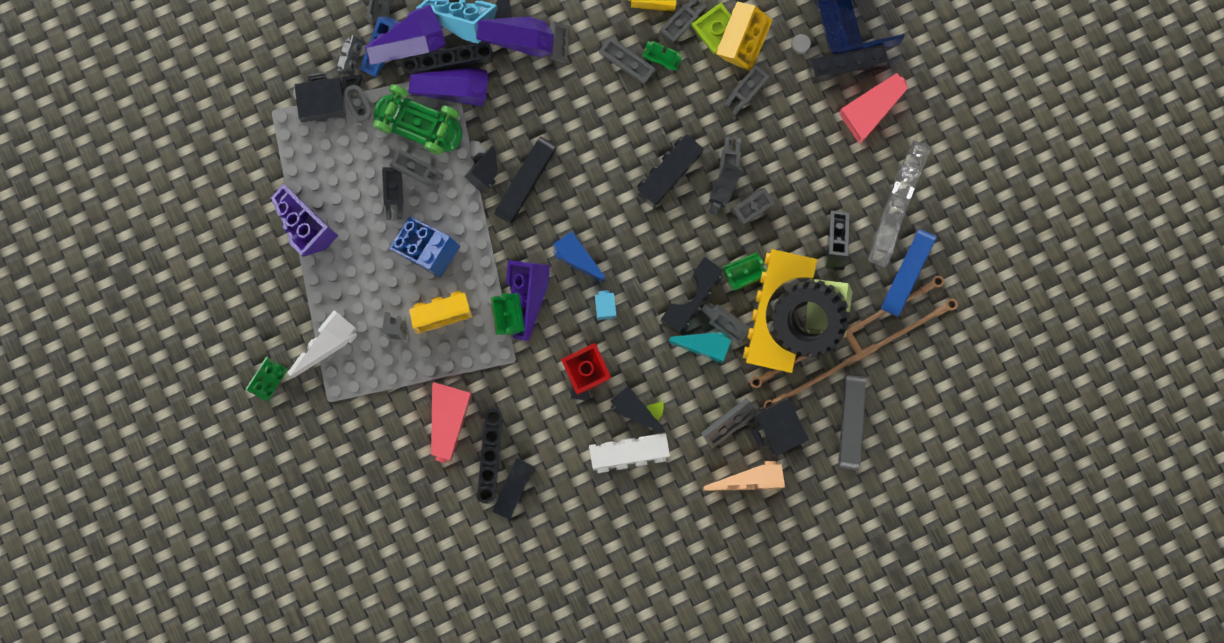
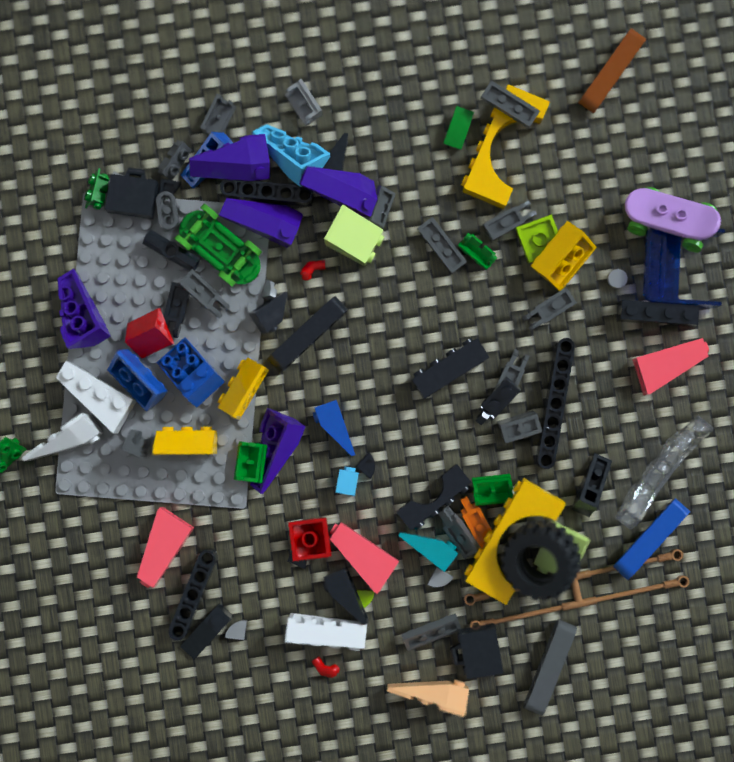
camera: 20 degrees right, 5 degrees up
(282, 98) = (97, 183): none -> green hinge
(347, 295) = (101, 398): none -> white wedge
(361, 137) = (161, 245): none -> black piece
(374, 222) = (148, 334): none -> red slope
(375, 267) = (136, 379): none -> blue slope
(479, 245) = (242, 388): none -> yellow slope
(509, 117) = (310, 267): none -> red arm
(541, 75) = (354, 236): none -> yellowish green slope
(542, 479) = (237, 630): none -> light grey tile
(619, 286) = (367, 465): none -> black tile
(638, 491) = (324, 670): none -> red arm
(643, 370) = (367, 558): none -> coral slope
(721, 371) = (439, 578): none -> light grey tile
(737, 305) = (475, 520): none -> orange hinge
(782, 166) = (560, 395): none -> black beam

